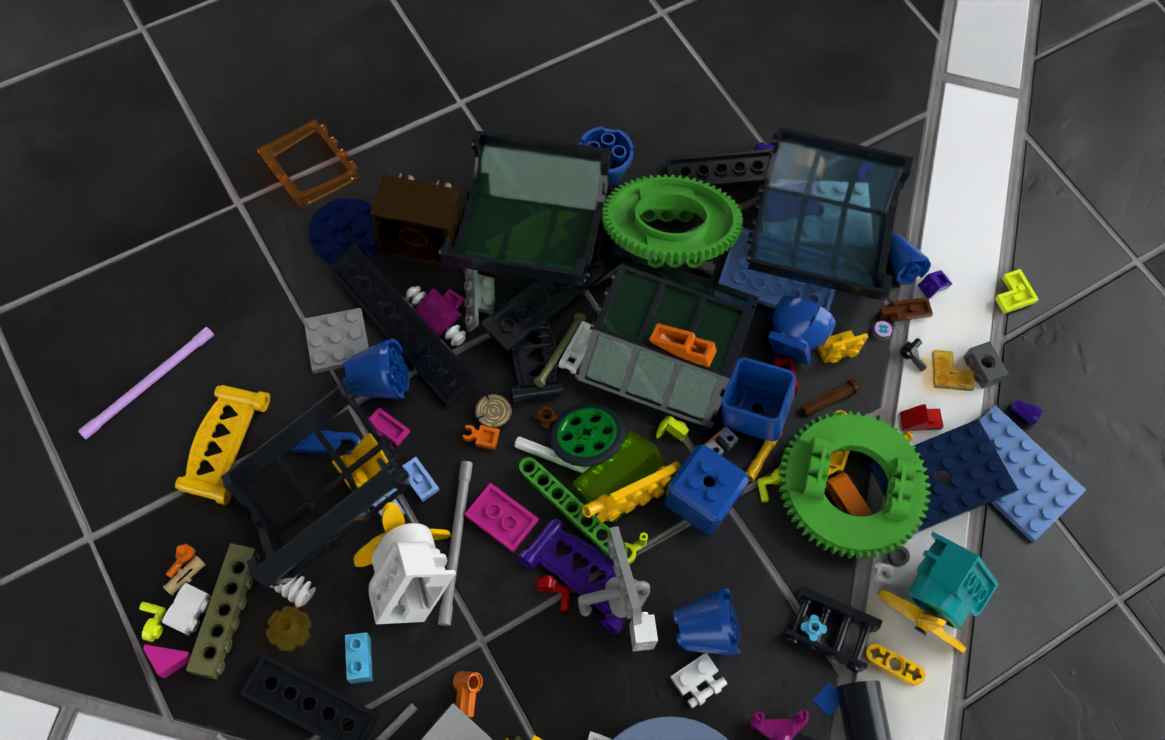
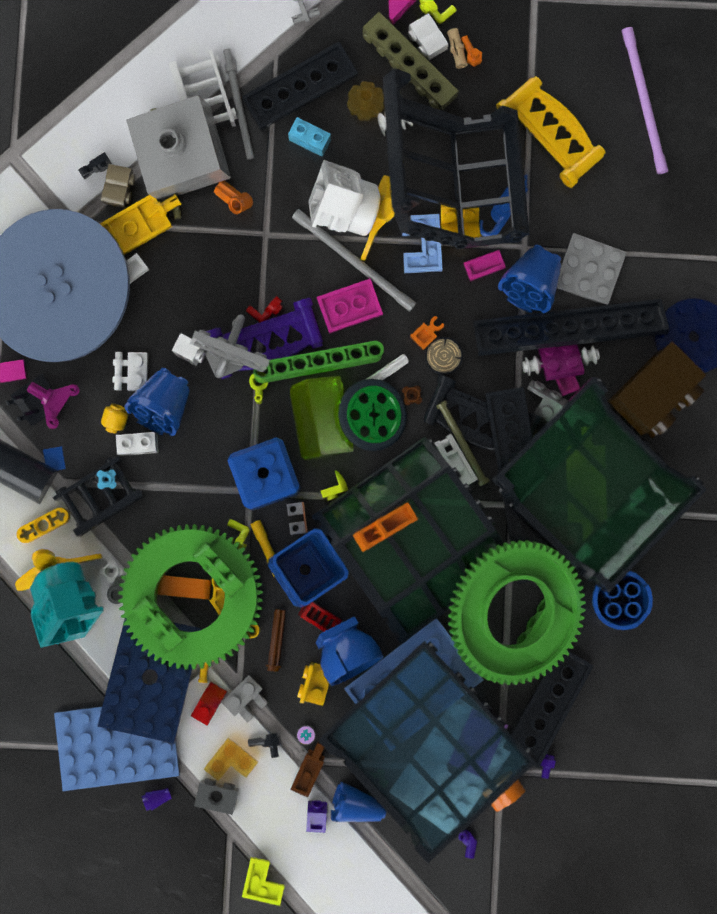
camera: 125 degrees right, 20 degrees up
(632, 495) = (293, 384): yellow plate -> none
(753, 663) = (114, 418): none -> yellow head
(760, 624) = (137, 443): none -> white brick
(893, 397) = (242, 695): none -> light grey plate

